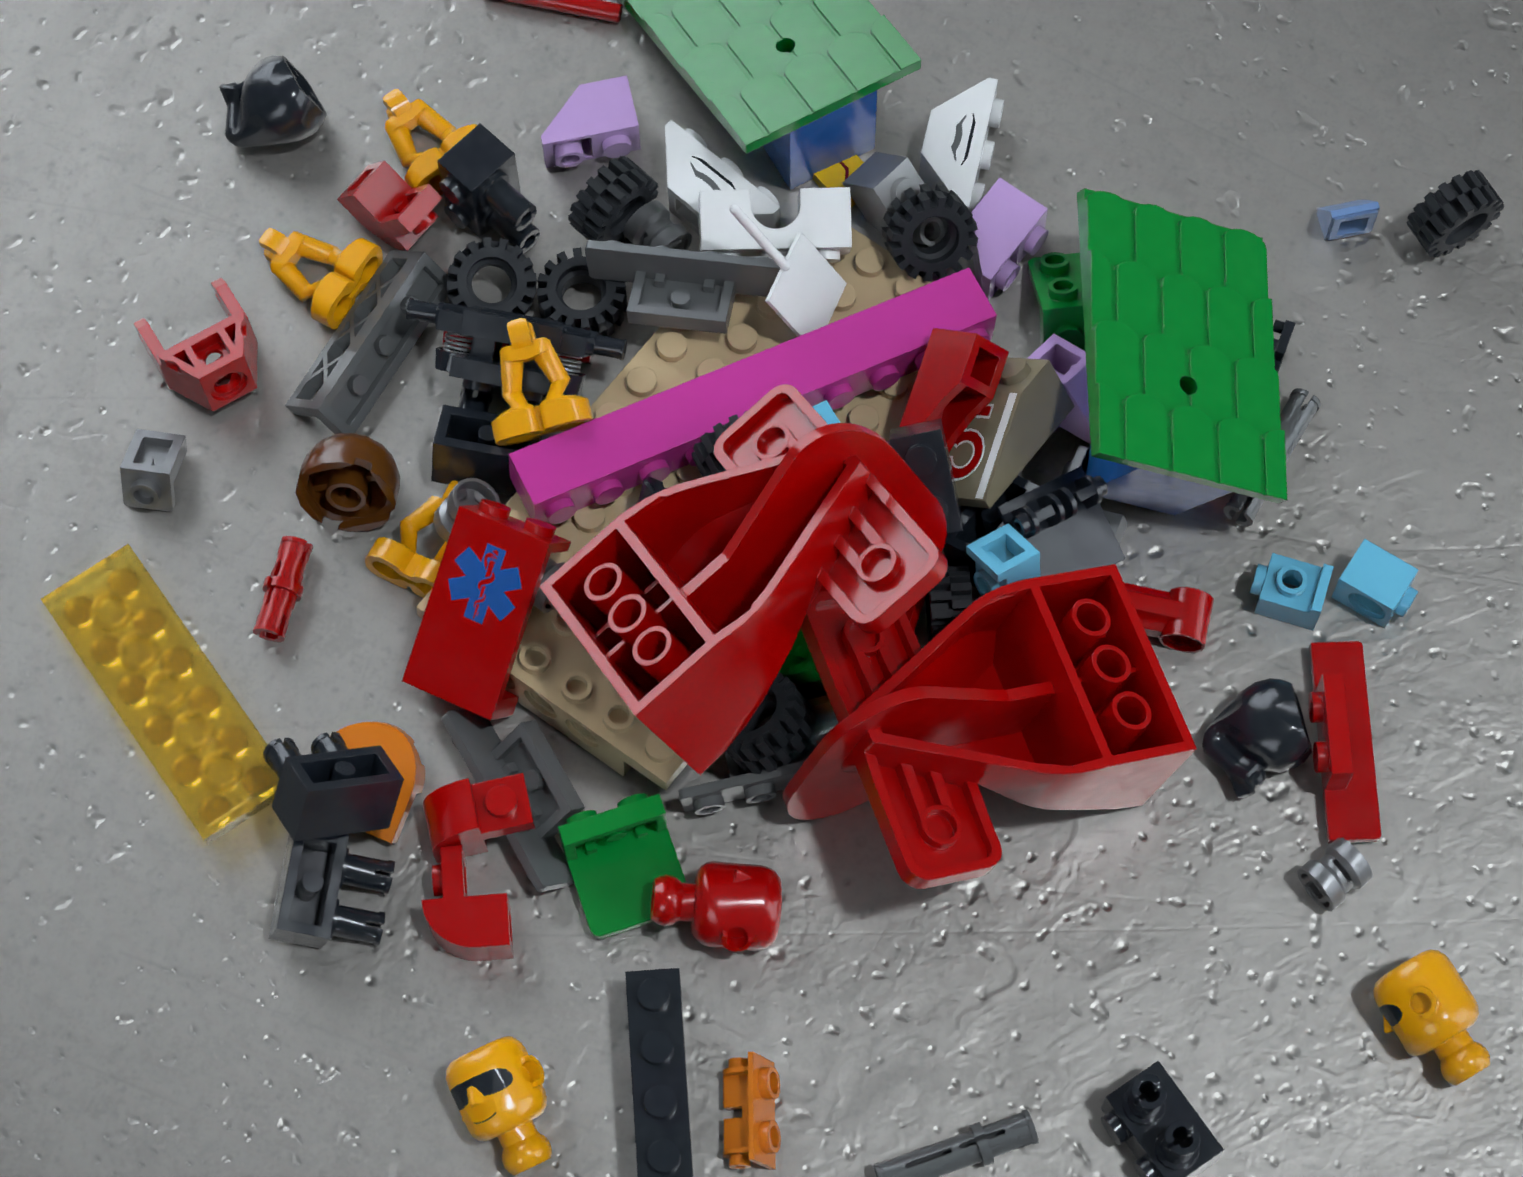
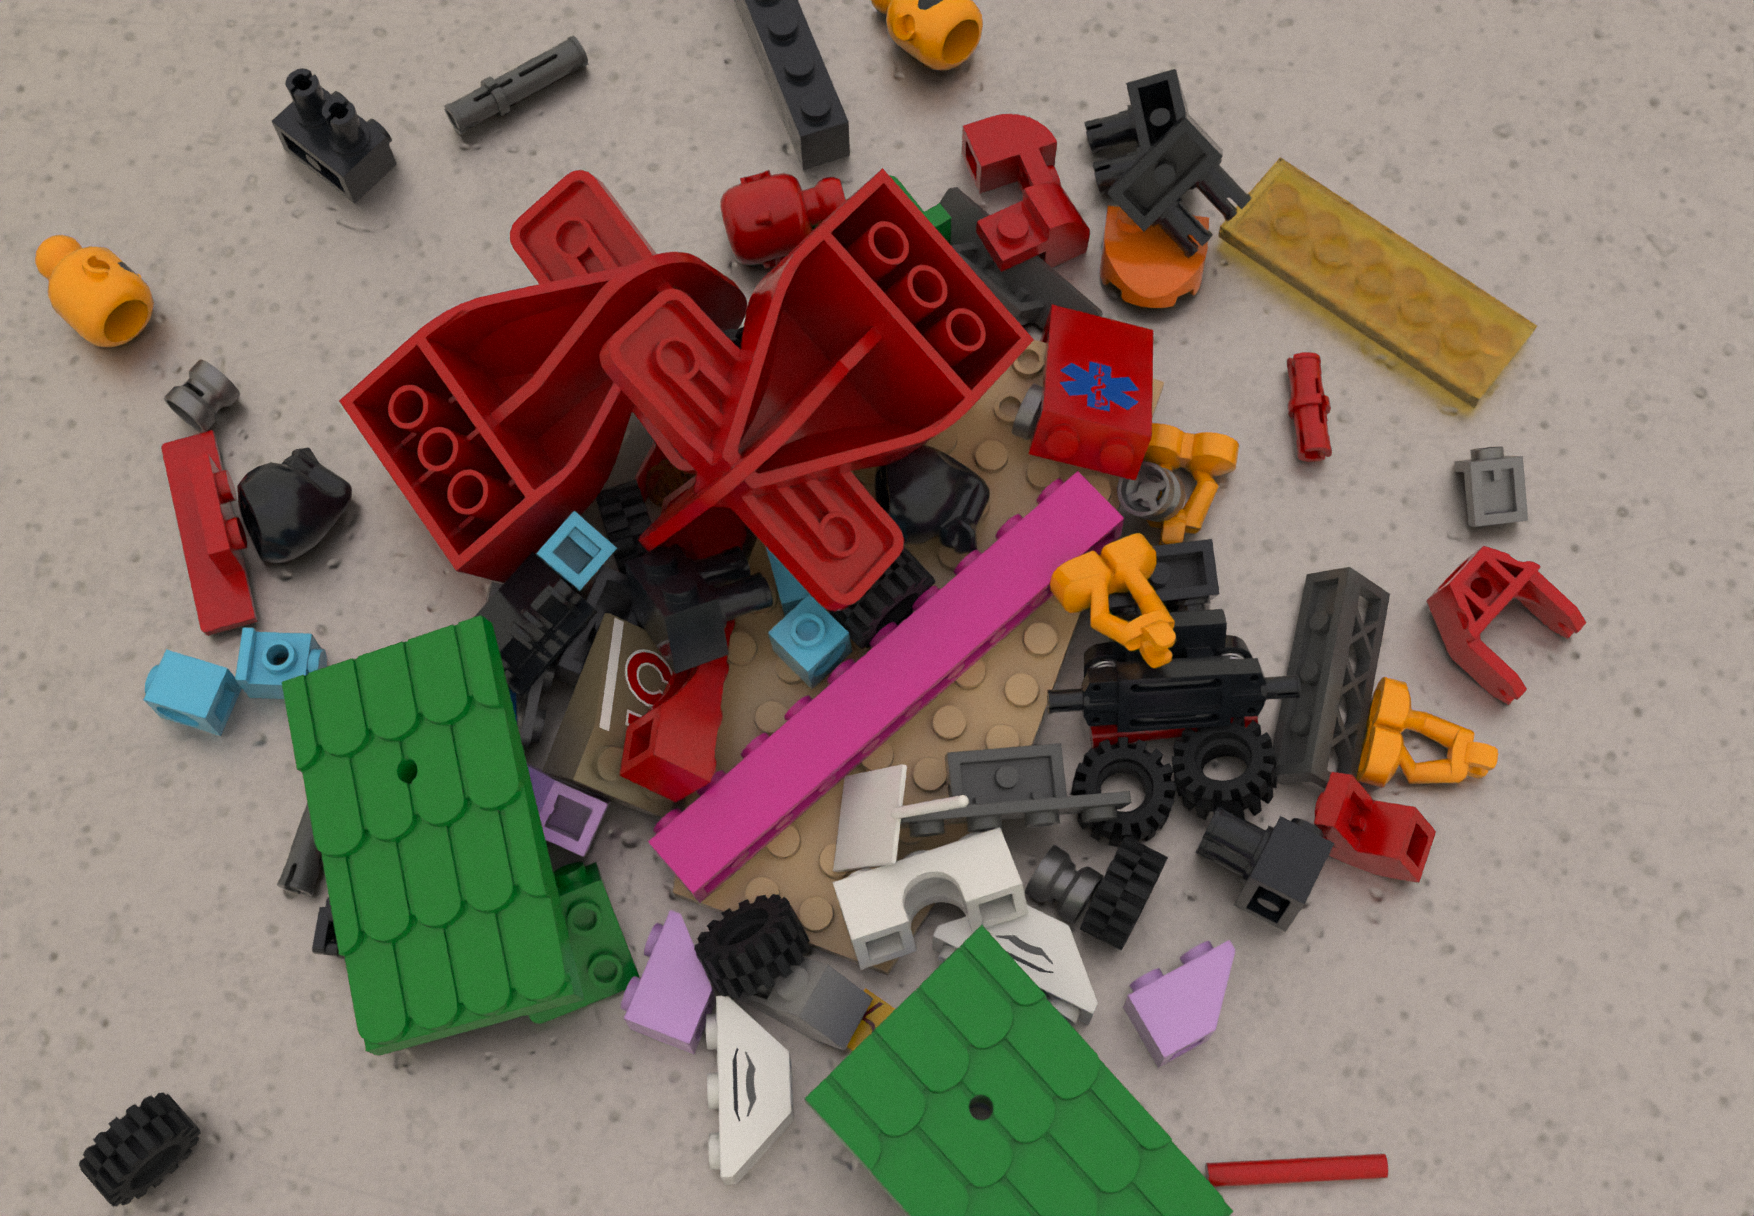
camera: 165 degrees right, 0 degrees up
(271, 106) = (1556, 921): black piece -> none
(349, 482) = (1287, 518): reddish brown cylinder -> none
(406, 116) = (1327, 925): light orange piece -> none
(753, 1087) = (699, 56): orange hinge -> none
(1175, 617) = (398, 604): red piece -> none
(1347, 218) = (274, 1135): medium blue slope -> none

